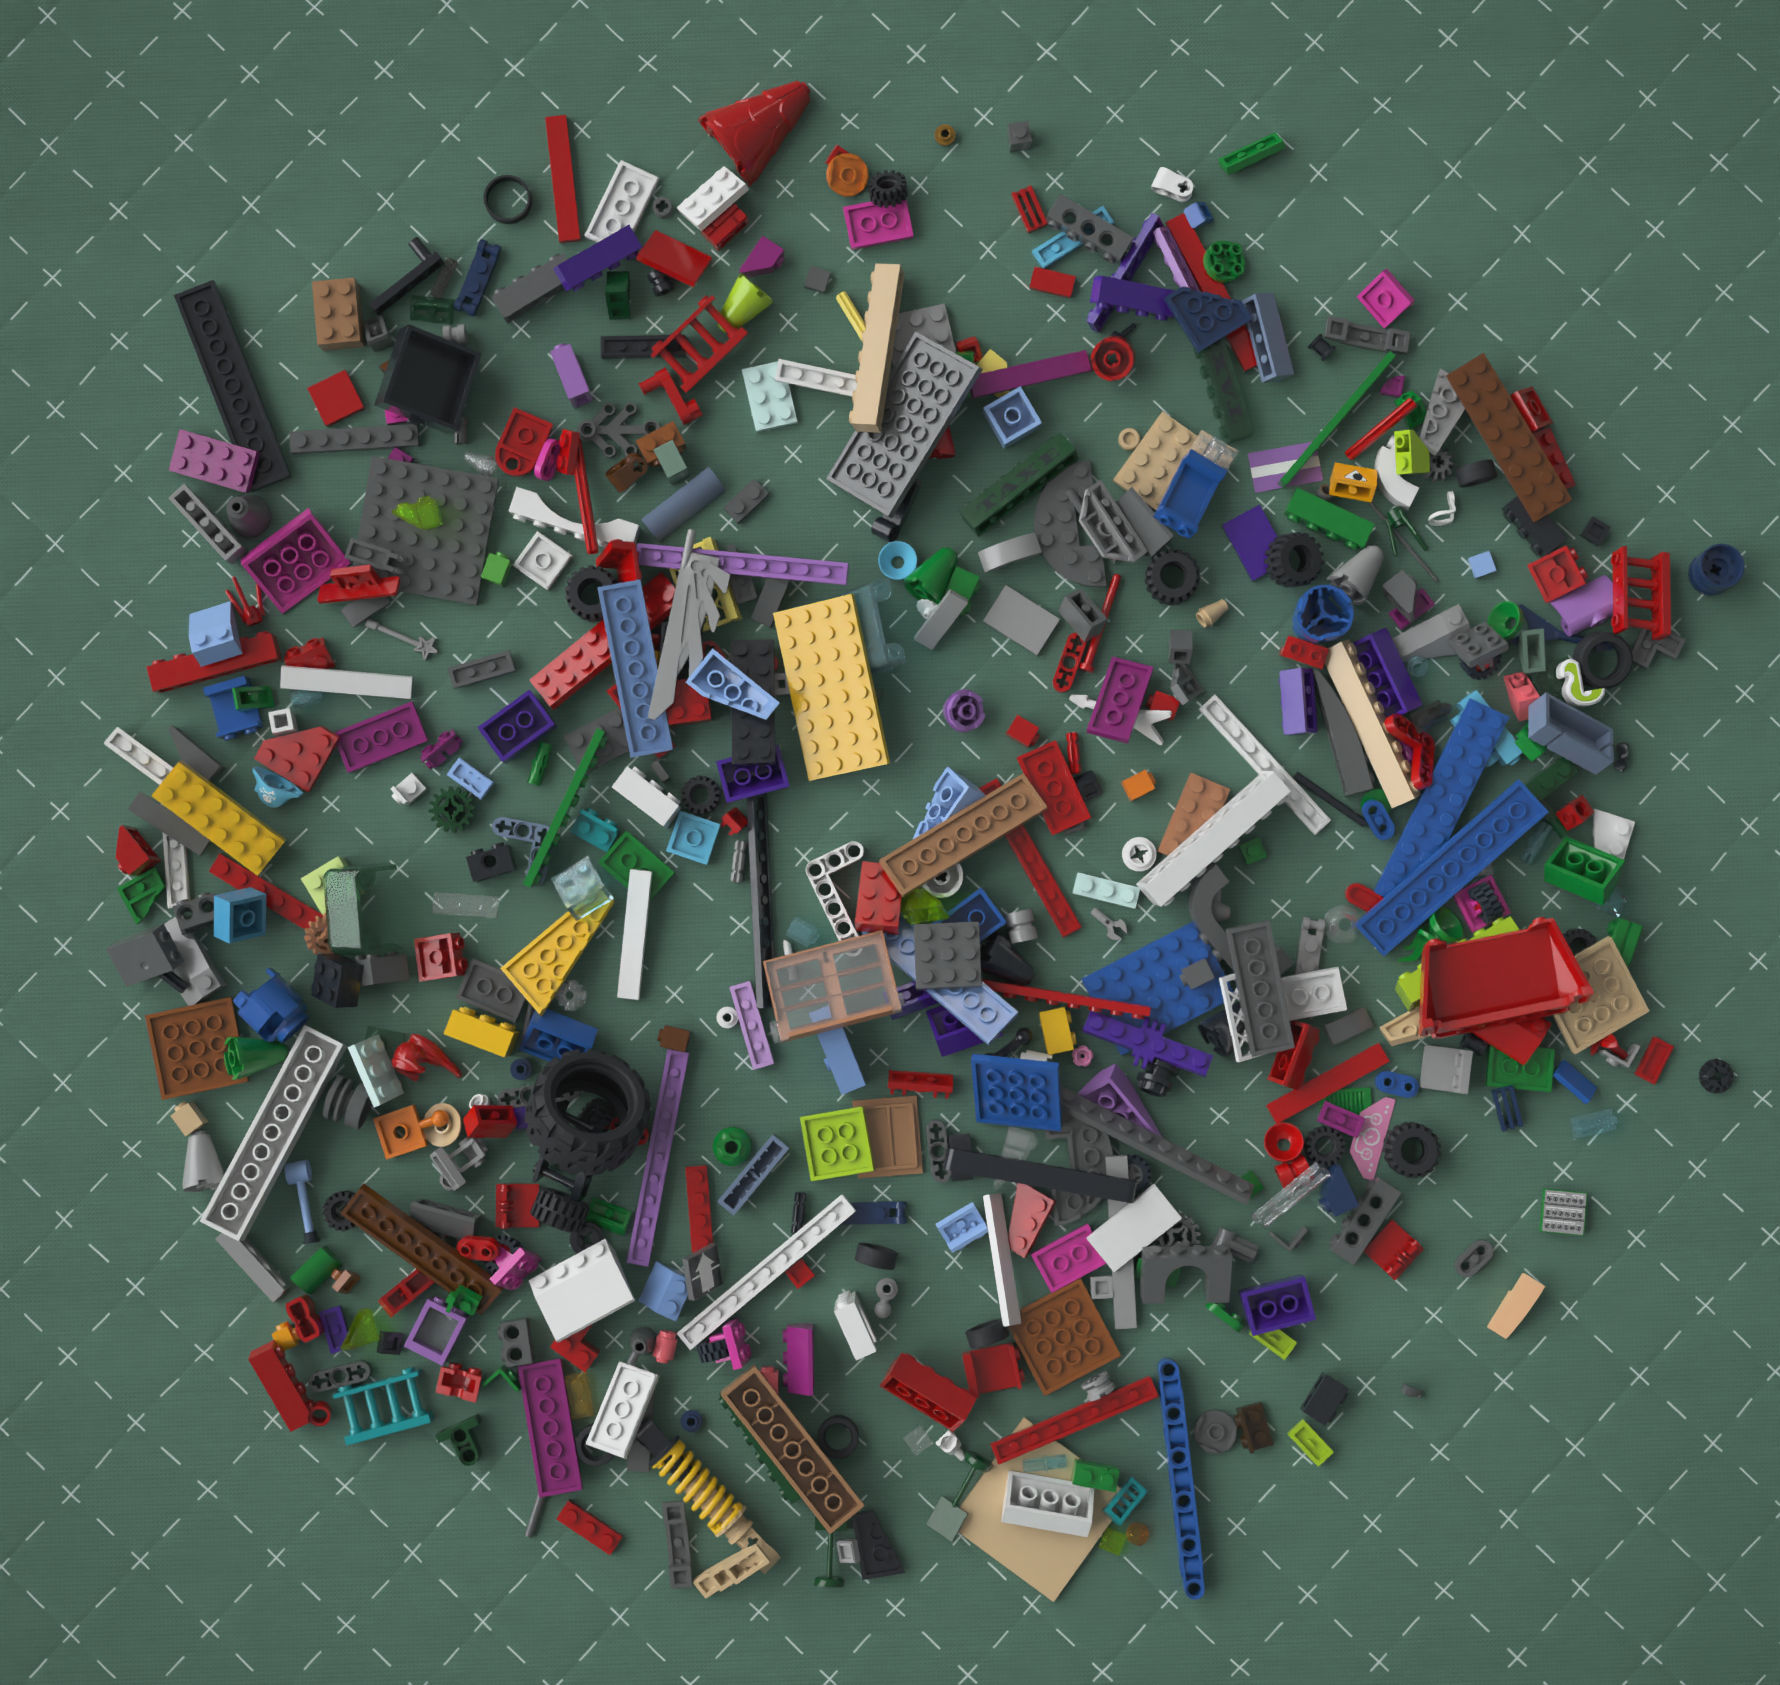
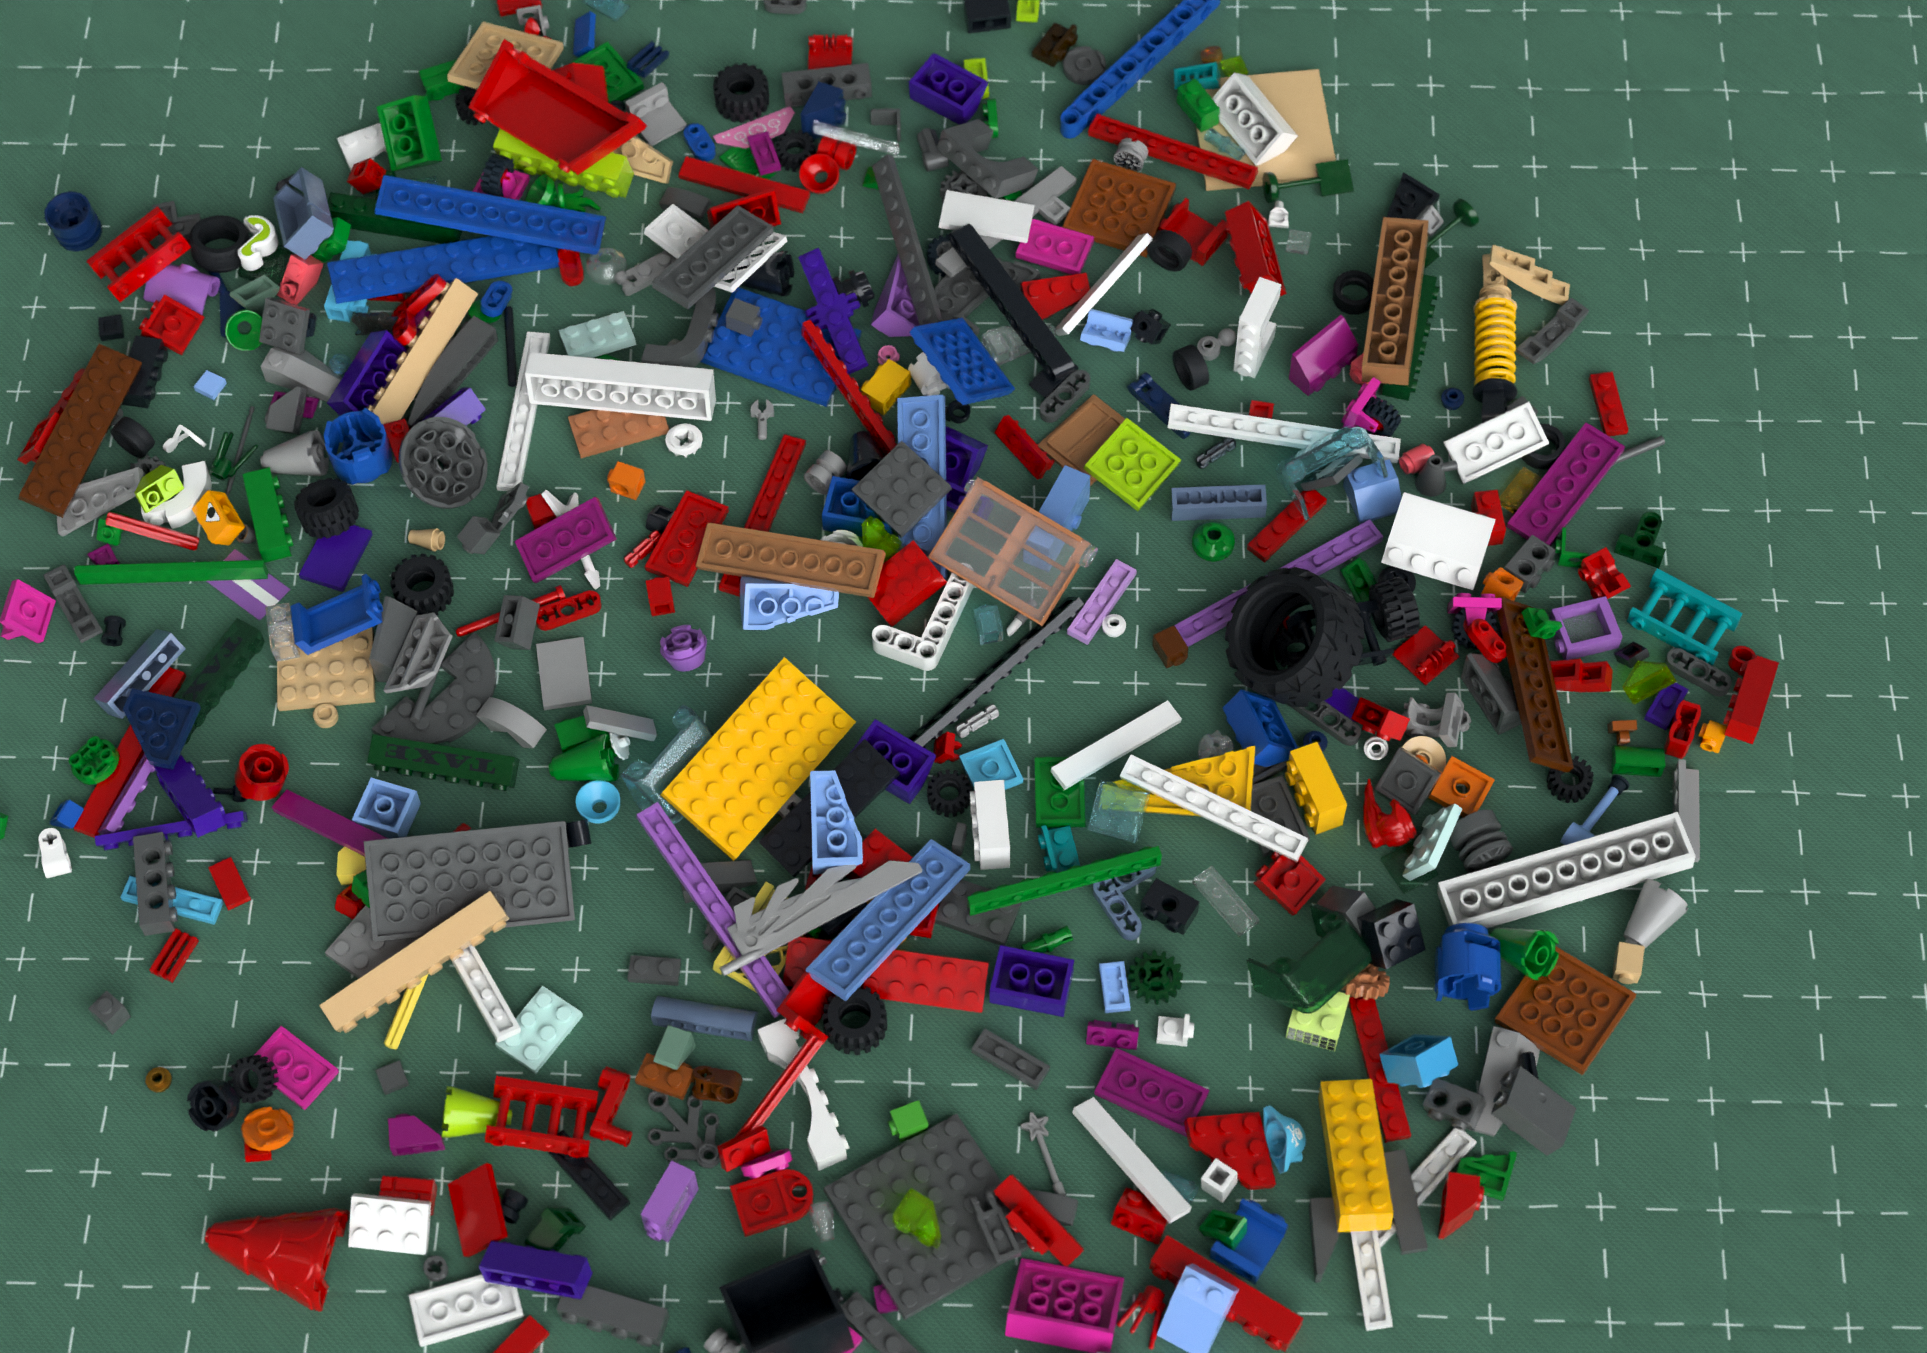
camera: 130 degrees left, 25 degrees down
(435, 1099) = (1408, 780): none -> dark grey tile
(512, 1311) = (1502, 584): none -> orange brick
(523, 947) = (1214, 808): none -> white plate
(542, 560) = (864, 1094): white tile -> none
(715, 1302) = (1321, 453): none -> clear light blue windscreen
(890, 152) = (213, 1104): none -> black cylinder
(938, 1260) = (1149, 326): none -> black brick
(1106, 890) = (737, 441): light aqua plate -> none
(1241, 667) = (461, 457): none -> dark grey brick
(1280, 864) = (598, 336): none -> light aqua plate

